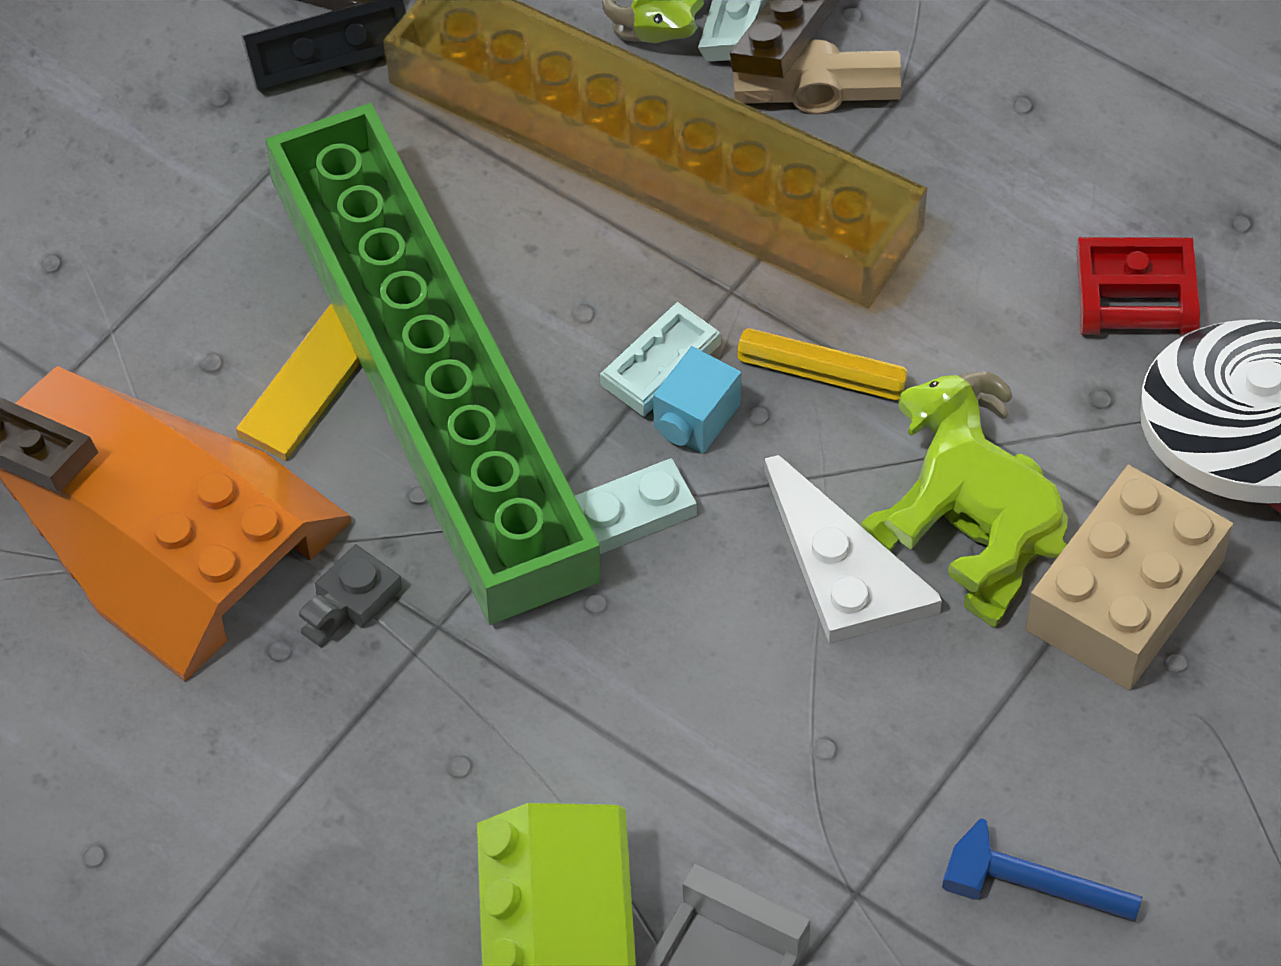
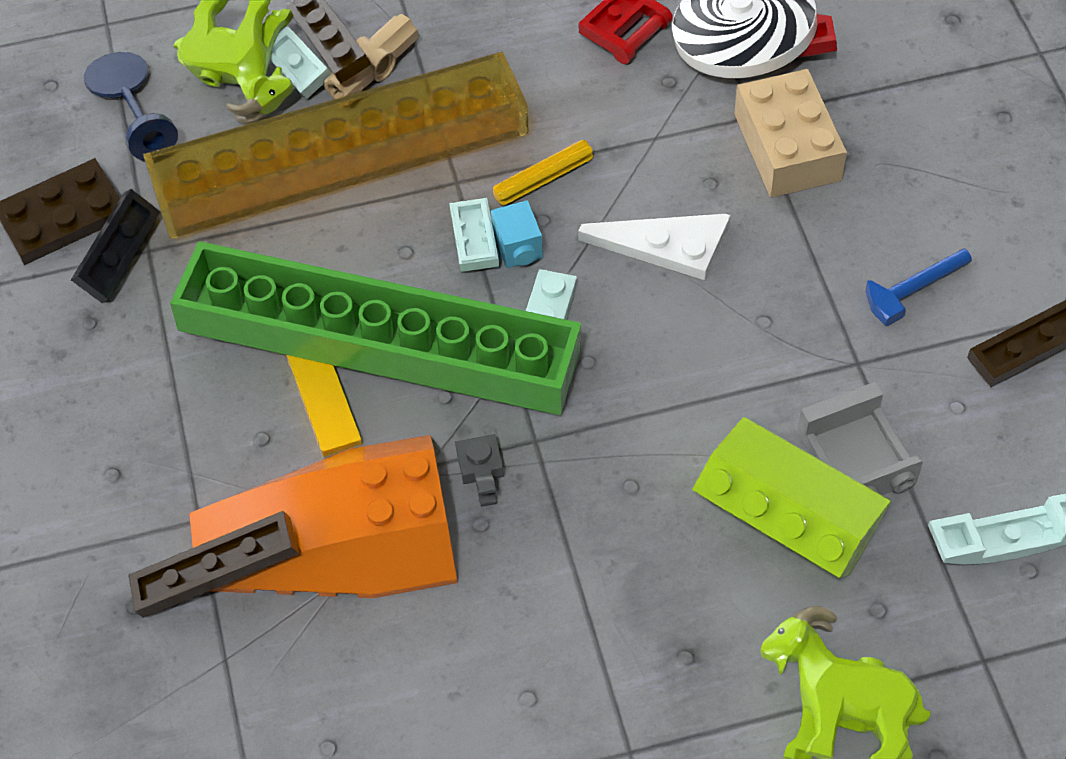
camera: 50 degrees left, 0 degrees up
(979, 491) = (682, 158): lime animal -> none

